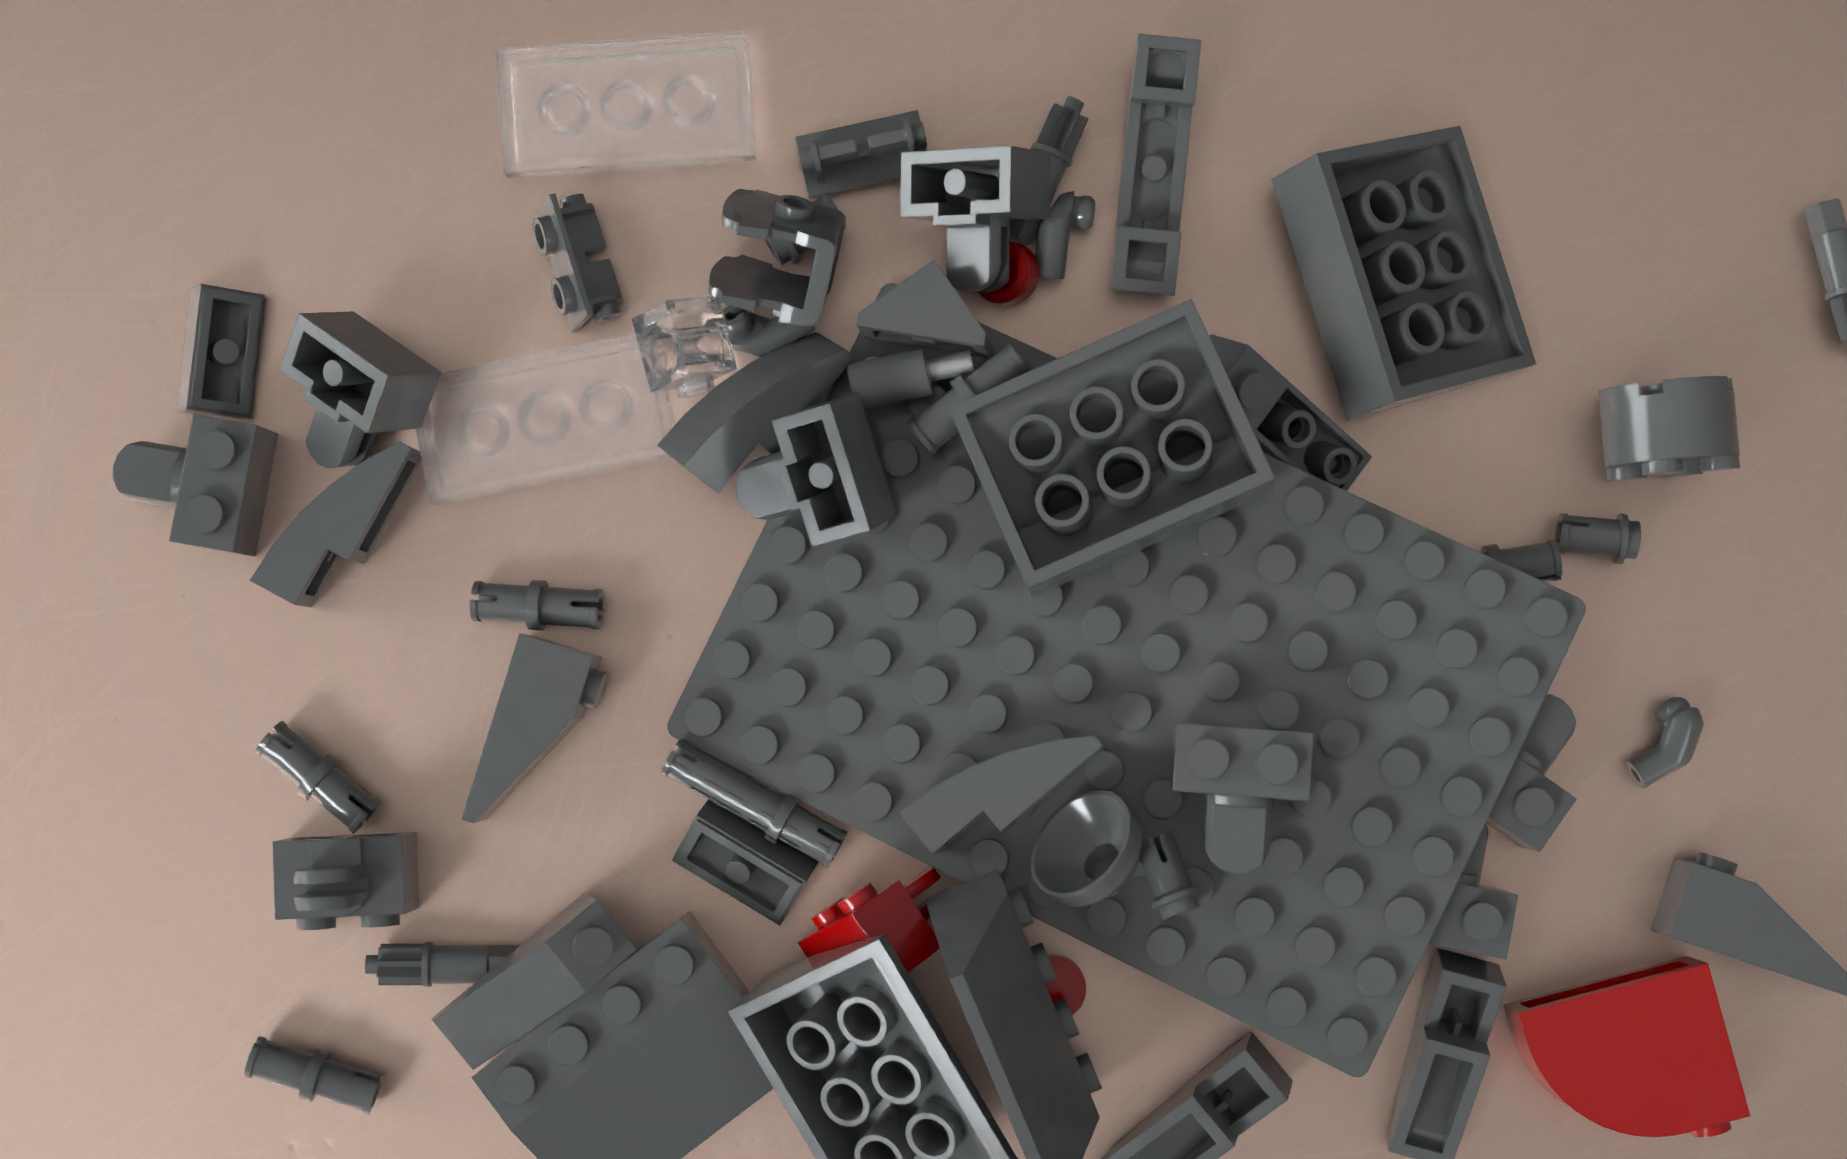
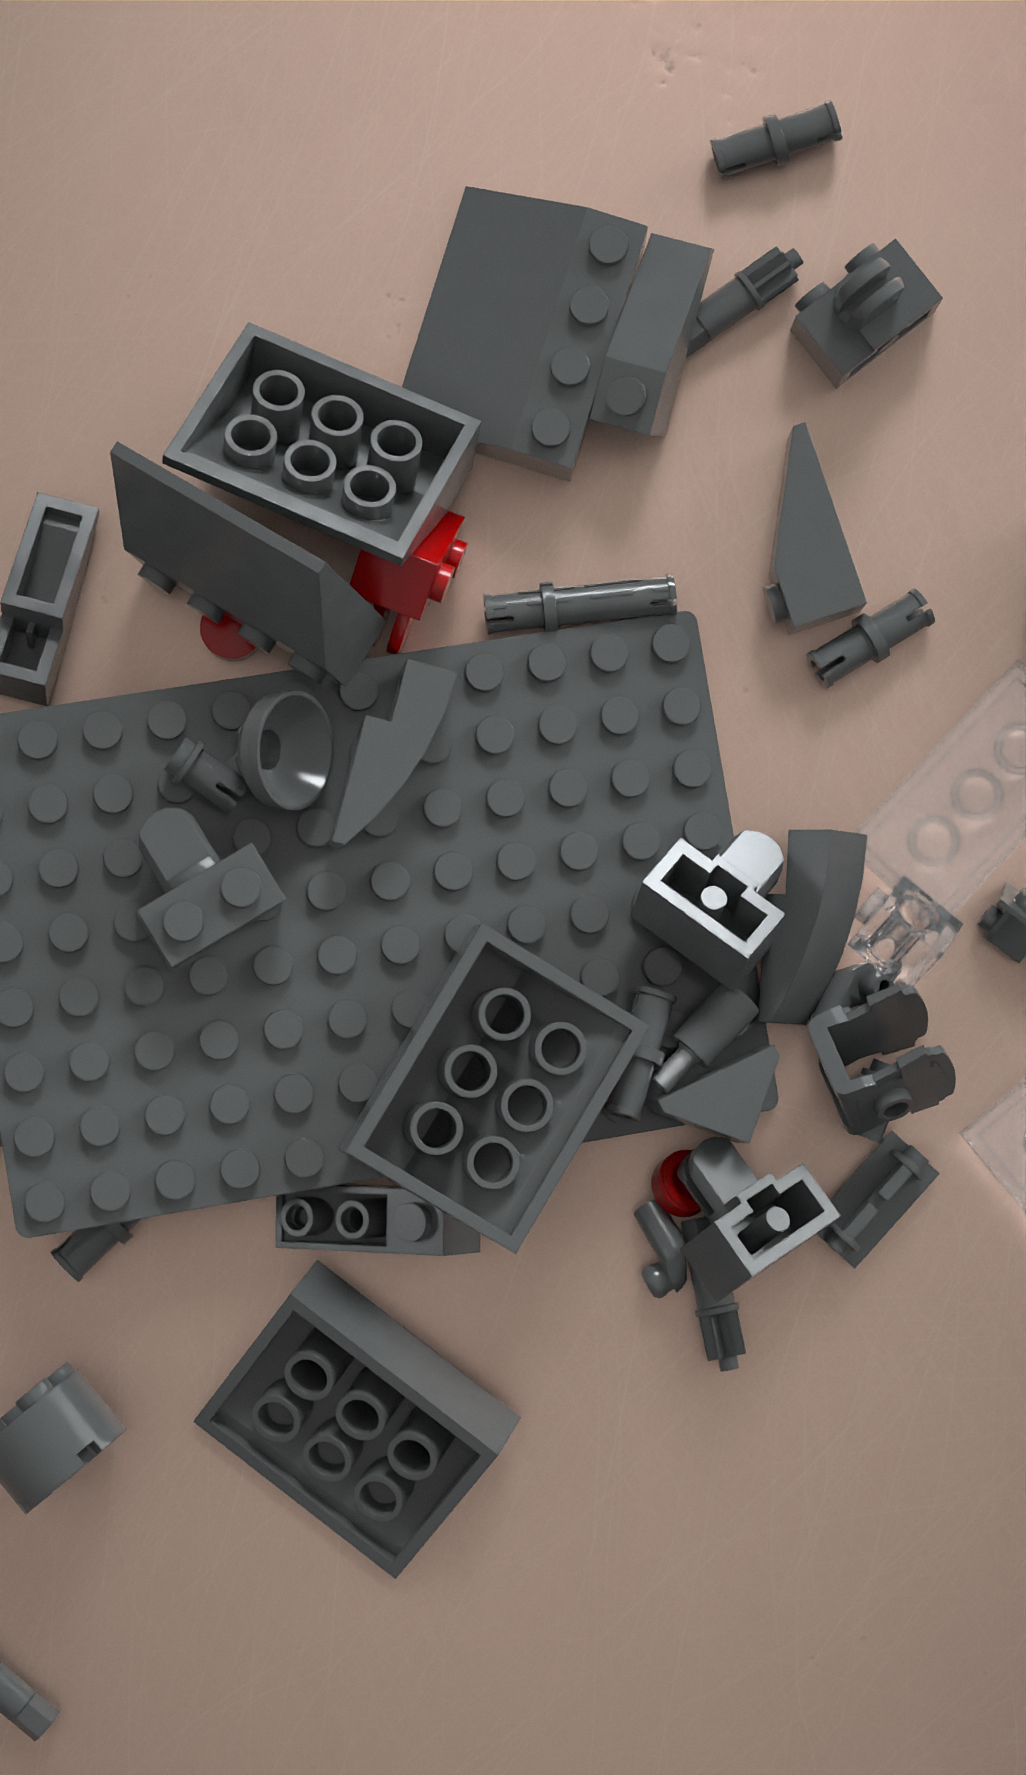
camera: 135 degrees right, 0 degrees up
(317, 776) = (947, 375): dark grey pin -> none
(744, 863) = (554, 550): dark grey slope -> none
(1154, 164) = (624, 1359): dark grey slope -> none
(1599, 536) = (43, 1311): dark grey pin -> none

